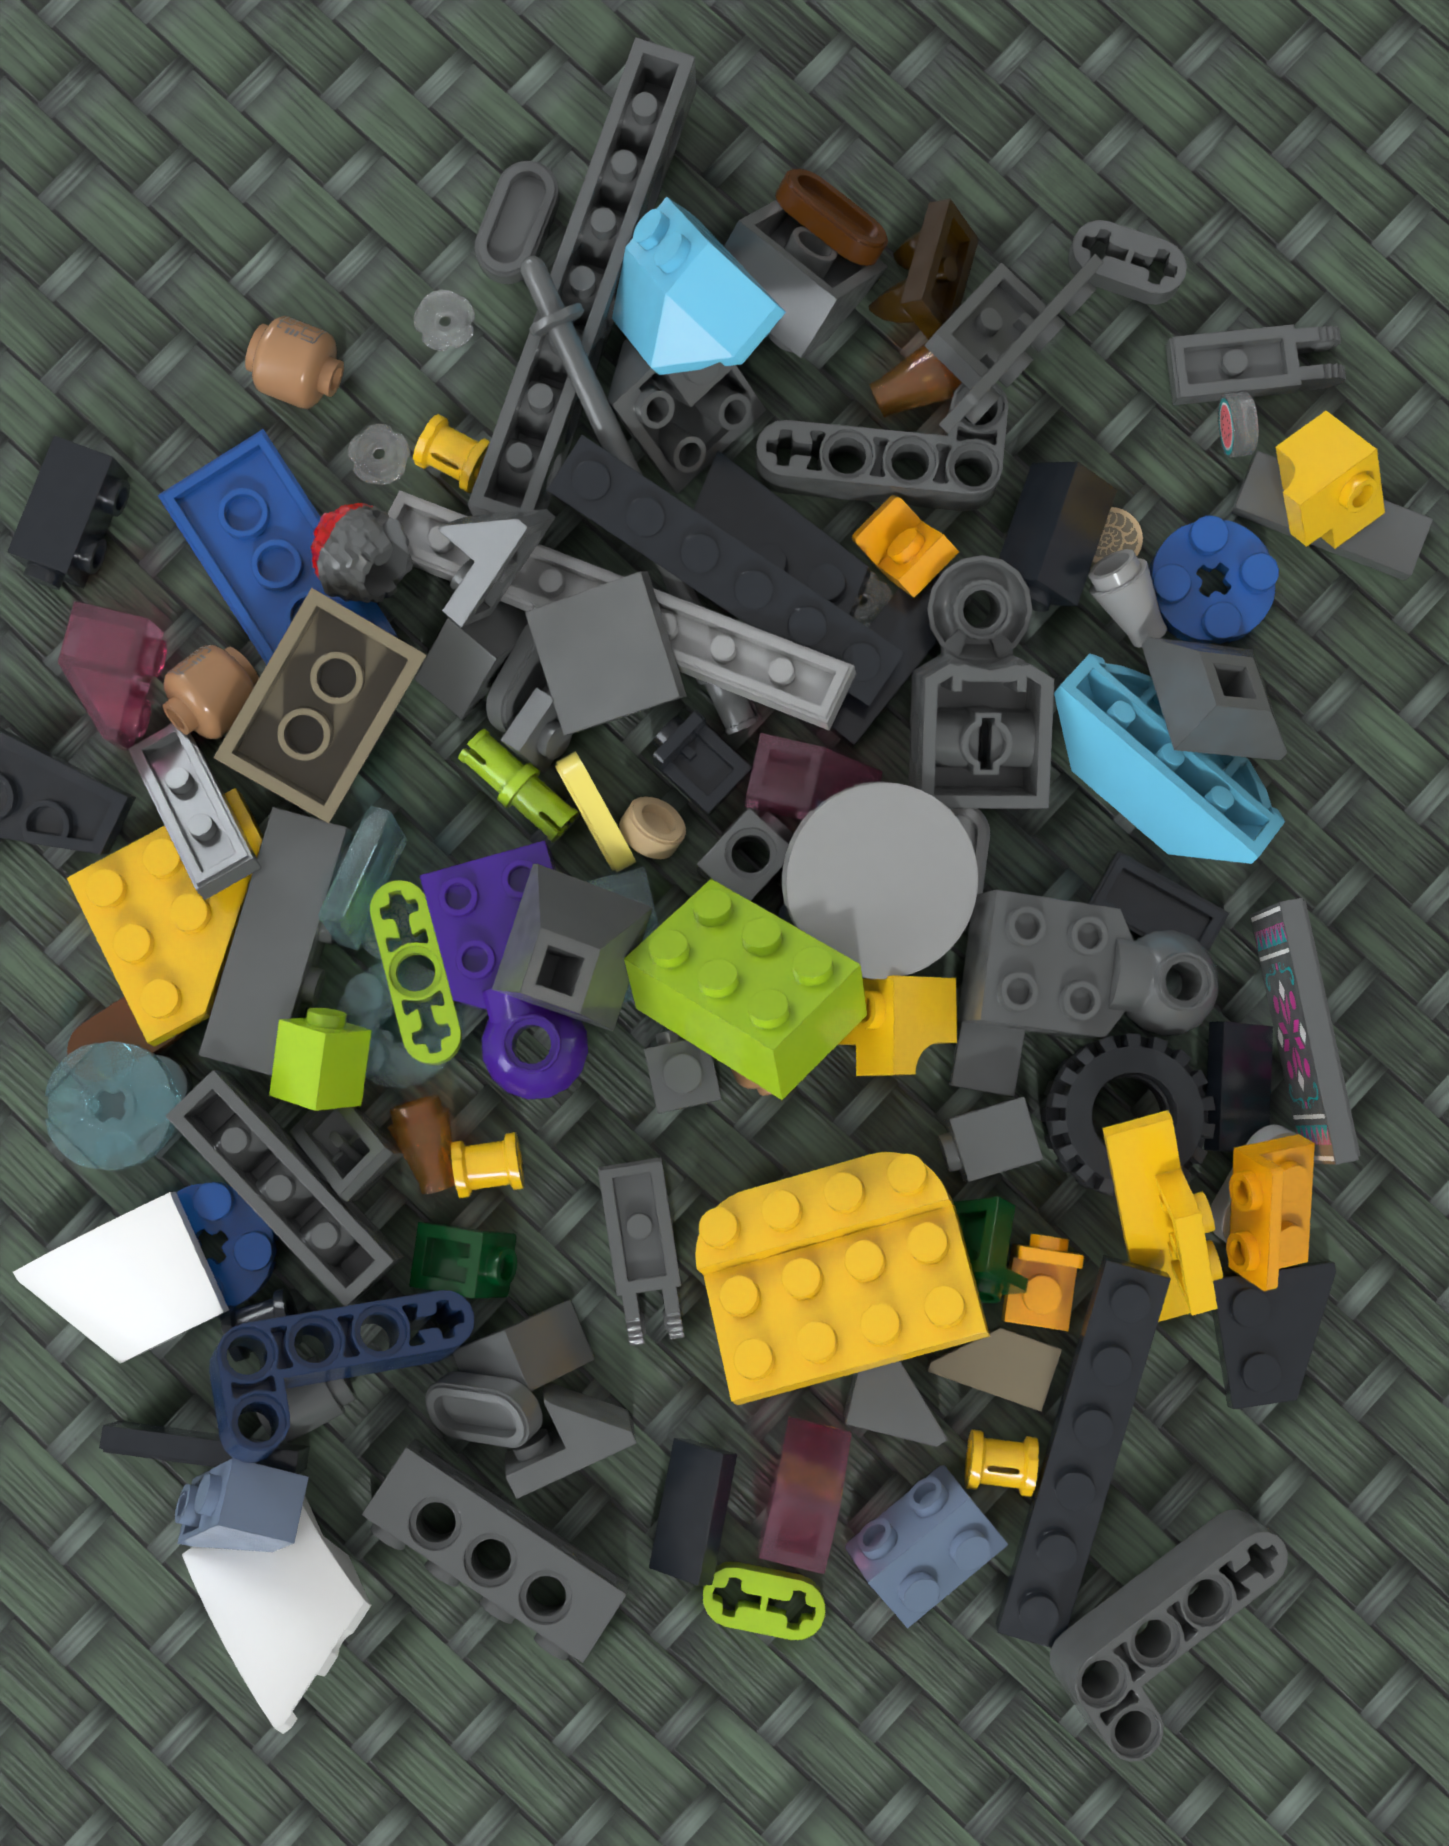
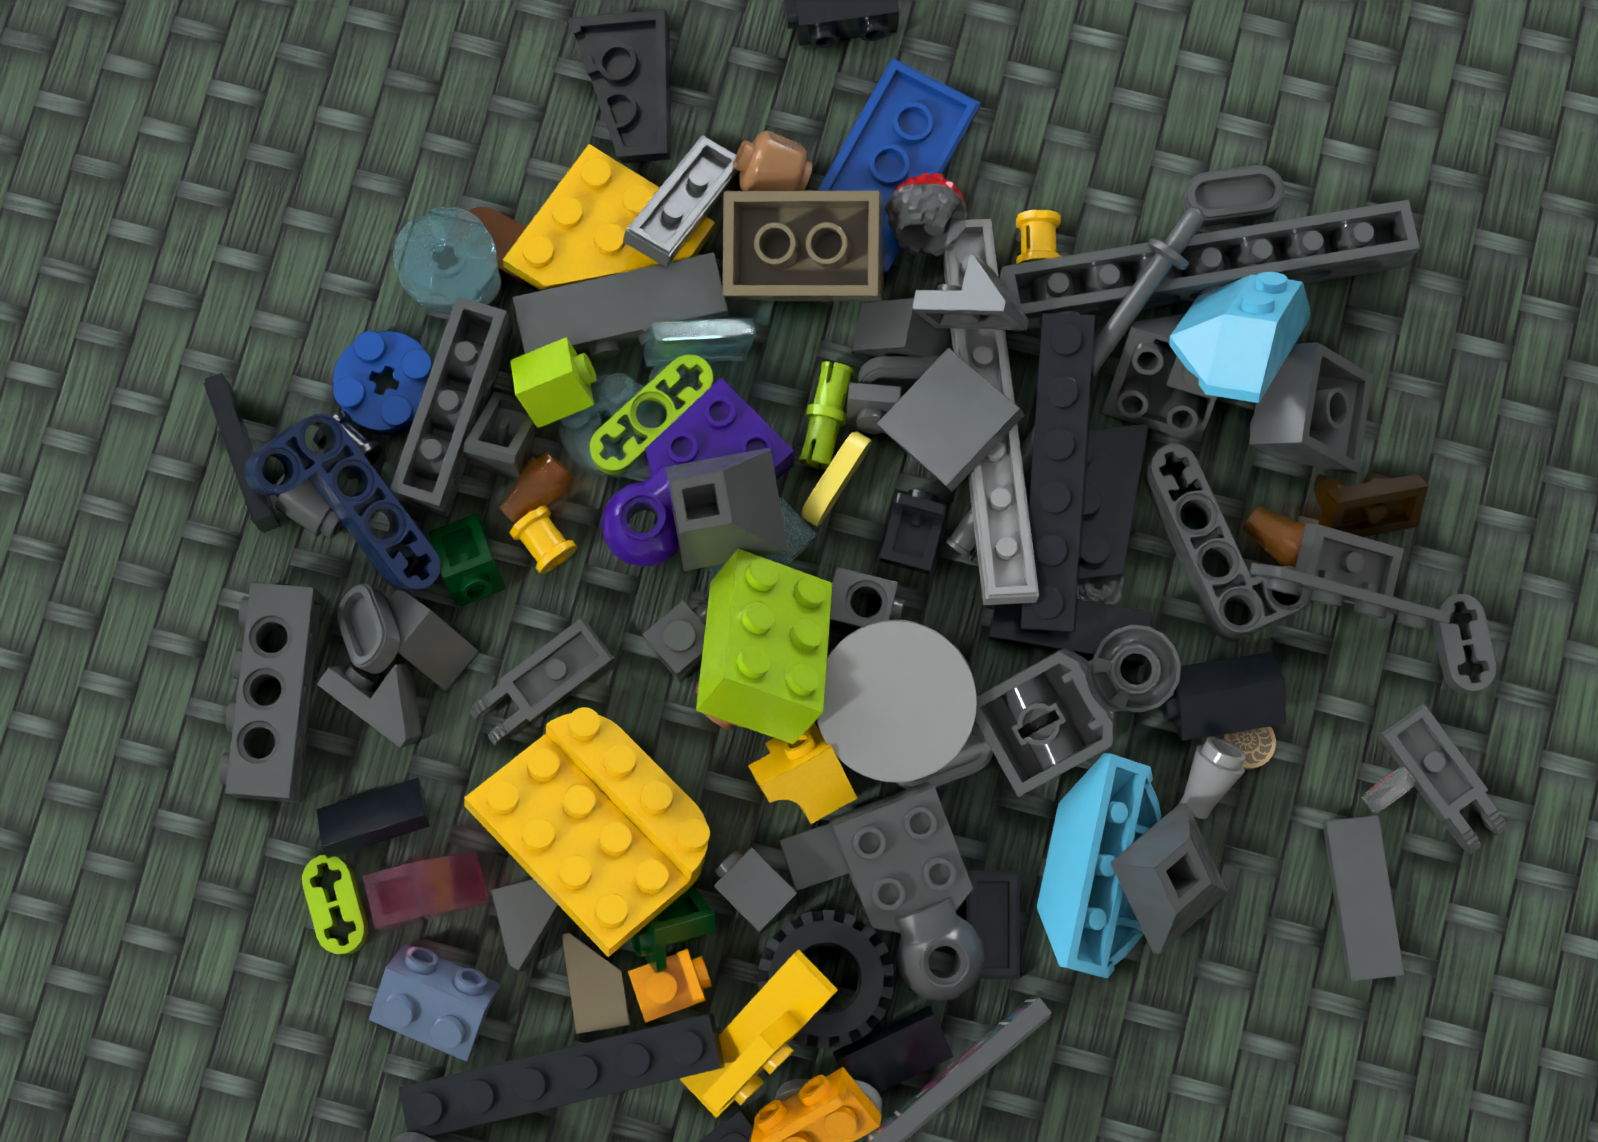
camera: 60 degrees right, 5 degrees down
(111, 666) = (751, 93): clear pink slope -> none
(130, 1280) = (332, 338): white slope -> none
(241, 1508) = (213, 497): sand blue slope -> none
(281, 1612) = (164, 558): white slope -> none
(294, 362) = (1039, 97): medium nougat head -> none
(379, 470) = (1002, 202): clear plate -> none
(444, 304) = (1135, 171): clear plate -> none
(652, 827) = (847, 524): tan tile -> none
(799, 776) = (940, 602): clear pink slope -> none
(831, 216) = (1367, 411): reddish brown tile -> none
(903, 545) = (1154, 591): light orange bracket -> none
(1001, 1463) = (523, 1023): yellow bush -> none
(1247, 574) = (1285, 816): blue plate -> none
(1329, 481) = (1379, 876): yellow brick -> none

